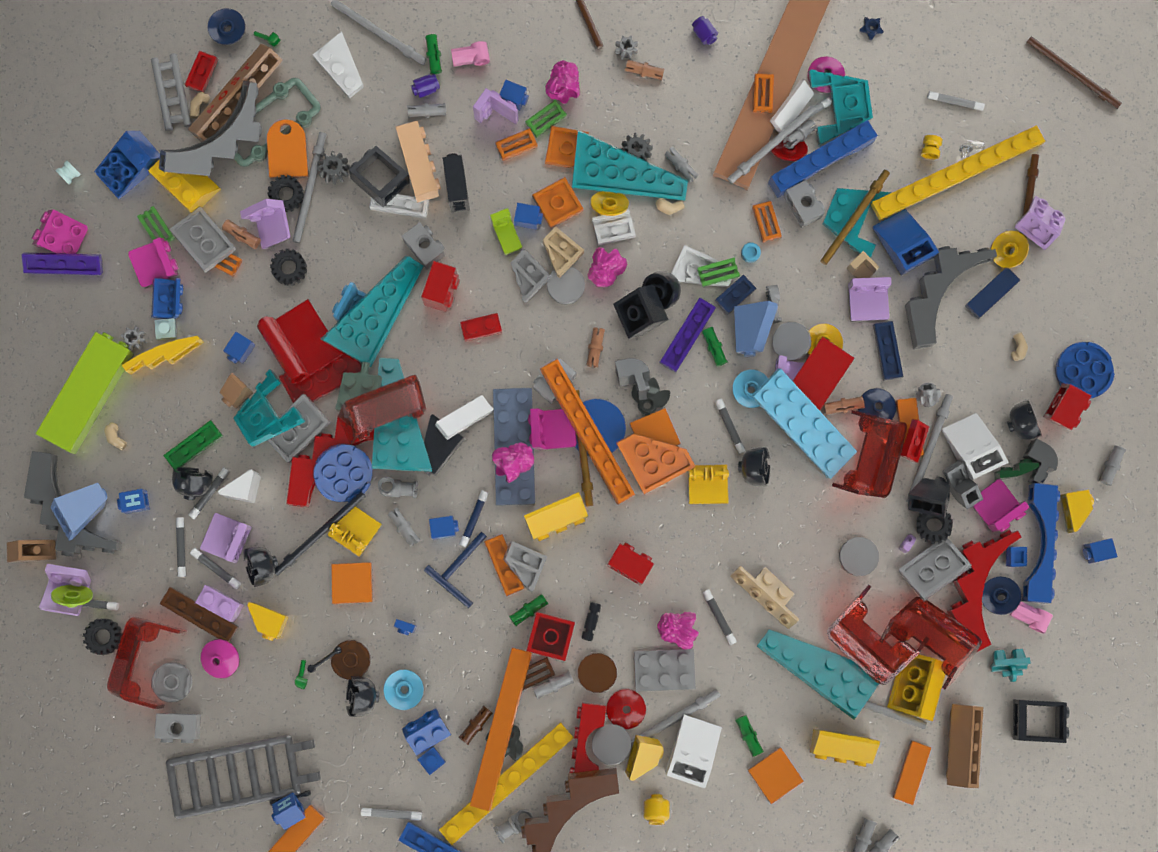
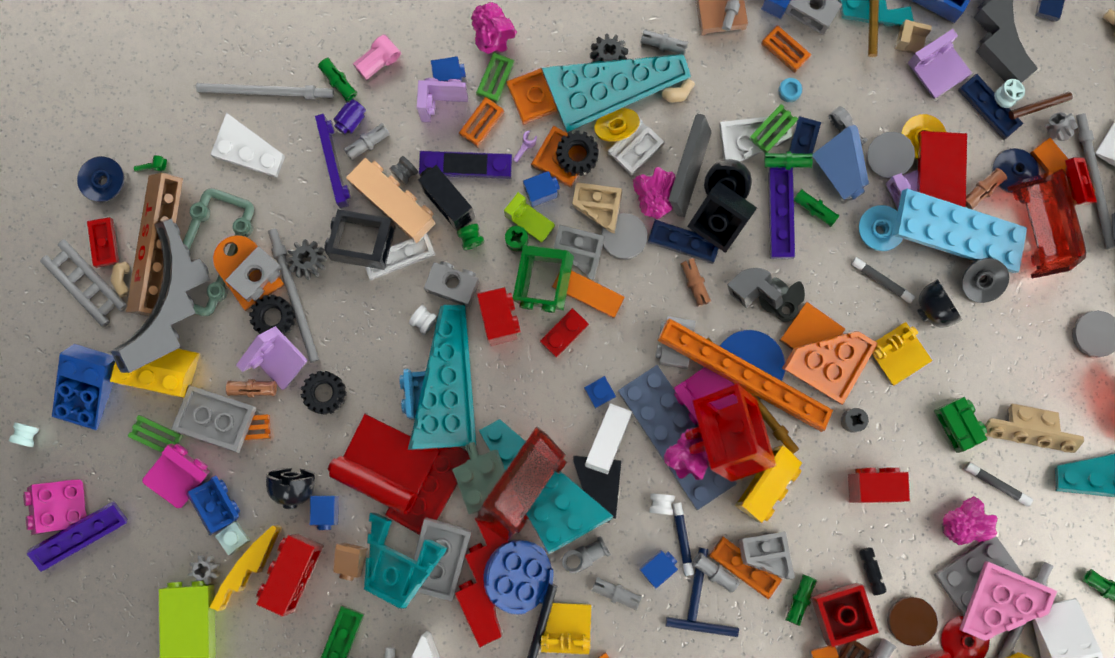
camera: 25 degrees left, 0 degrees up
(188, 375) = (289, 574): none -> red brick
(225, 317) = (290, 487): none -> black cylinder
(279, 153) = (259, 261): none -> light grey brick
(388, 258) = (423, 319): none -> white wheel
(403, 84) = (340, 191): none -> dark purple plate
(439, 145) = (403, 170): none -> dark grey wheel
(457, 220) = (470, 236): none -> green wheel
(473, 485) = (661, 504): none -> white wheel
(476, 271) = (532, 253): none -> green window
(480, 383) = (600, 392): none -> blue plate
(480, 554) = (715, 572): none -> light grey pin
(487, 168) = (468, 164): none -> plate
(488, 245) = (517, 241): none -> green wheel
(515, 309) = (592, 294): none -> orange tile
(536, 179) = (526, 144): none -> lavender hand
(545, 467) = (732, 435): none -> red piece
(571, 195) = (577, 140): none -> black tyre
(604, 313) = (682, 241): none -> dark blue tile
(642, 262) = (690, 165): none -> dark grey tile
(642, 511) = (851, 423): none -> dark grey wheel
(667, 696) = (1004, 602): none -> bright pink plate
(714, 300) = (788, 160): none -> green pin
(718, 559) = (961, 424): none -> green brick
(798, 477) = (991, 286): none -> dark grey dish
(910, 348) = (1009, 93): none -> light aqua wheel
(924, 371) = (1040, 105): none -> reddish brown bar

